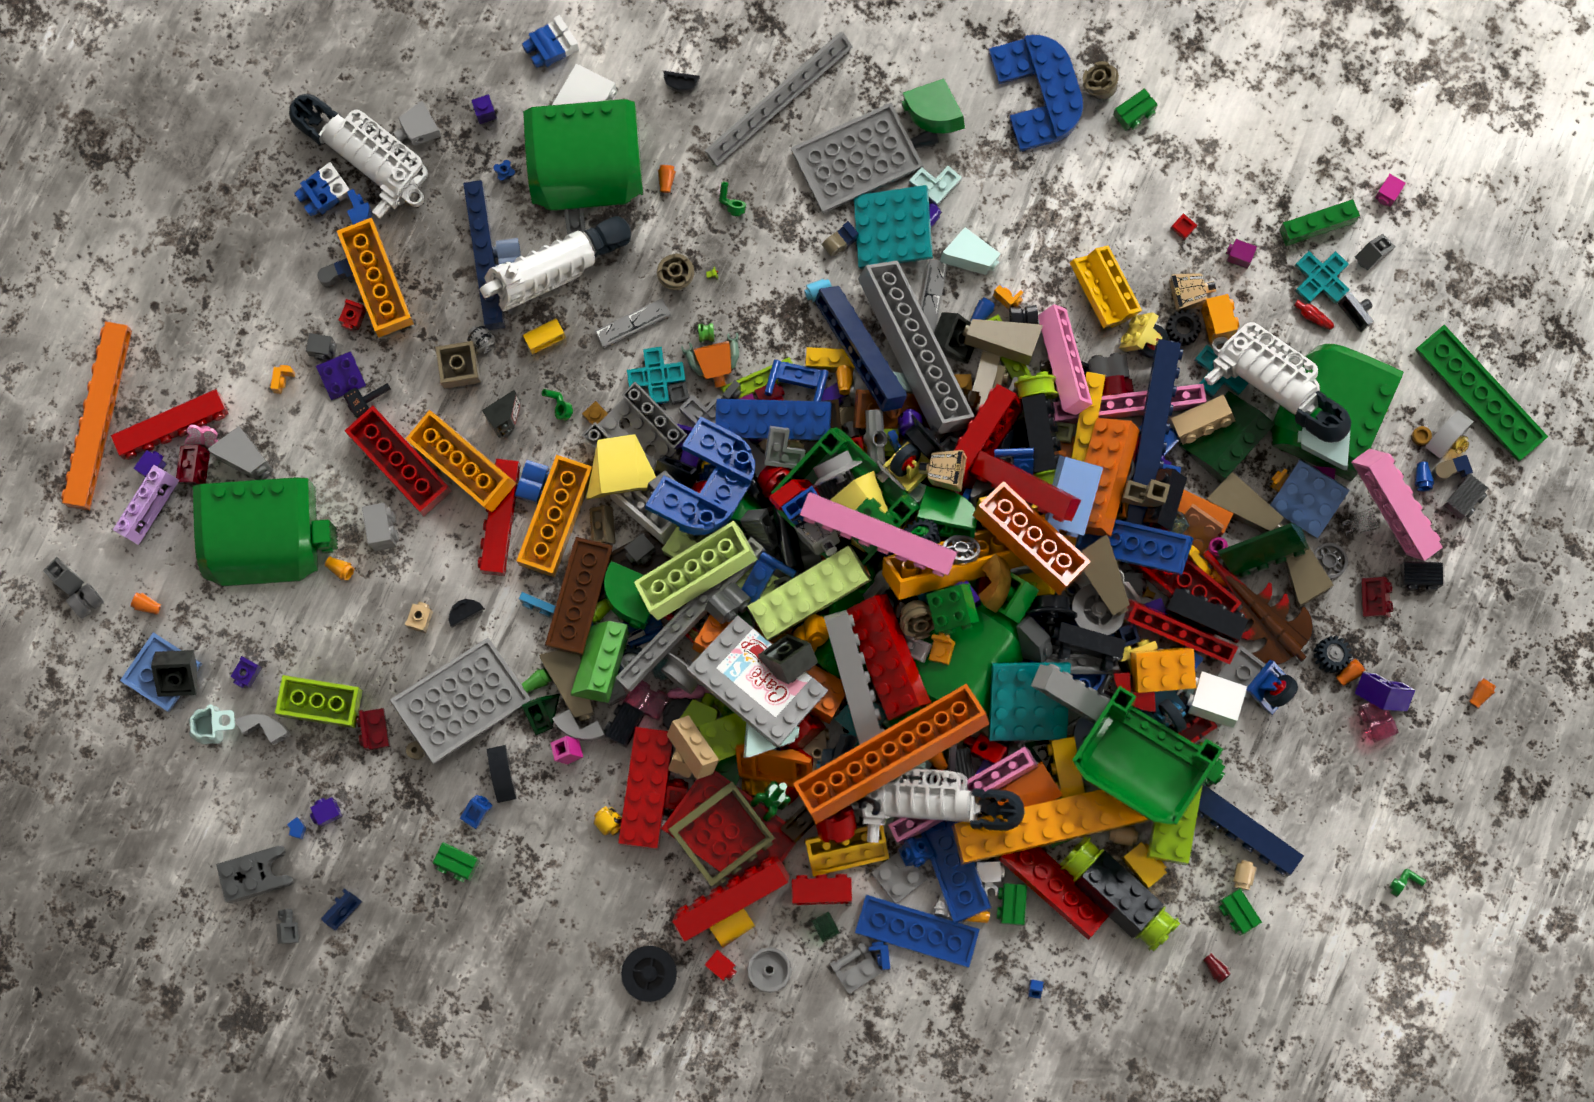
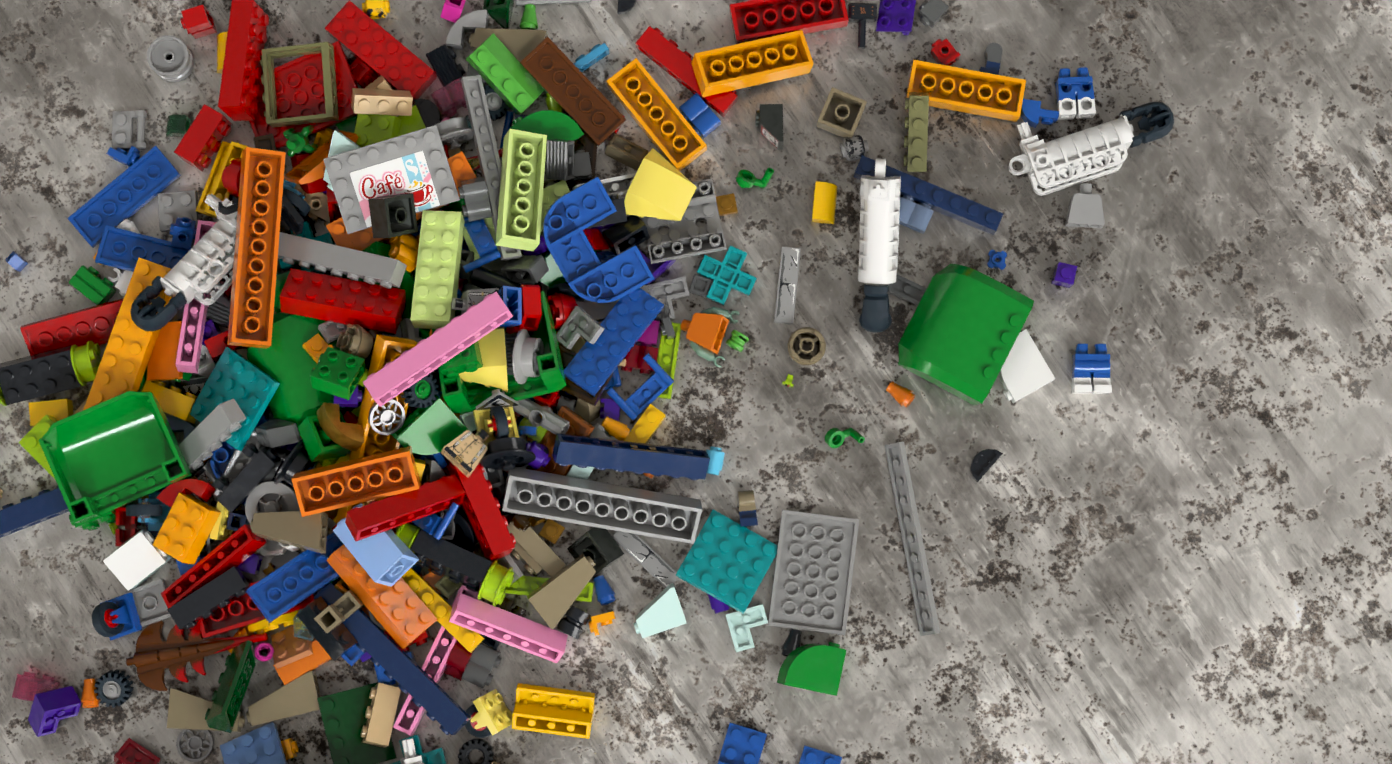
camera: 125 degrees right, 5 degrees up
(436, 291) = (917, 132): none -> olive brick
(645, 561) = (559, 159): none -> dark grey brick

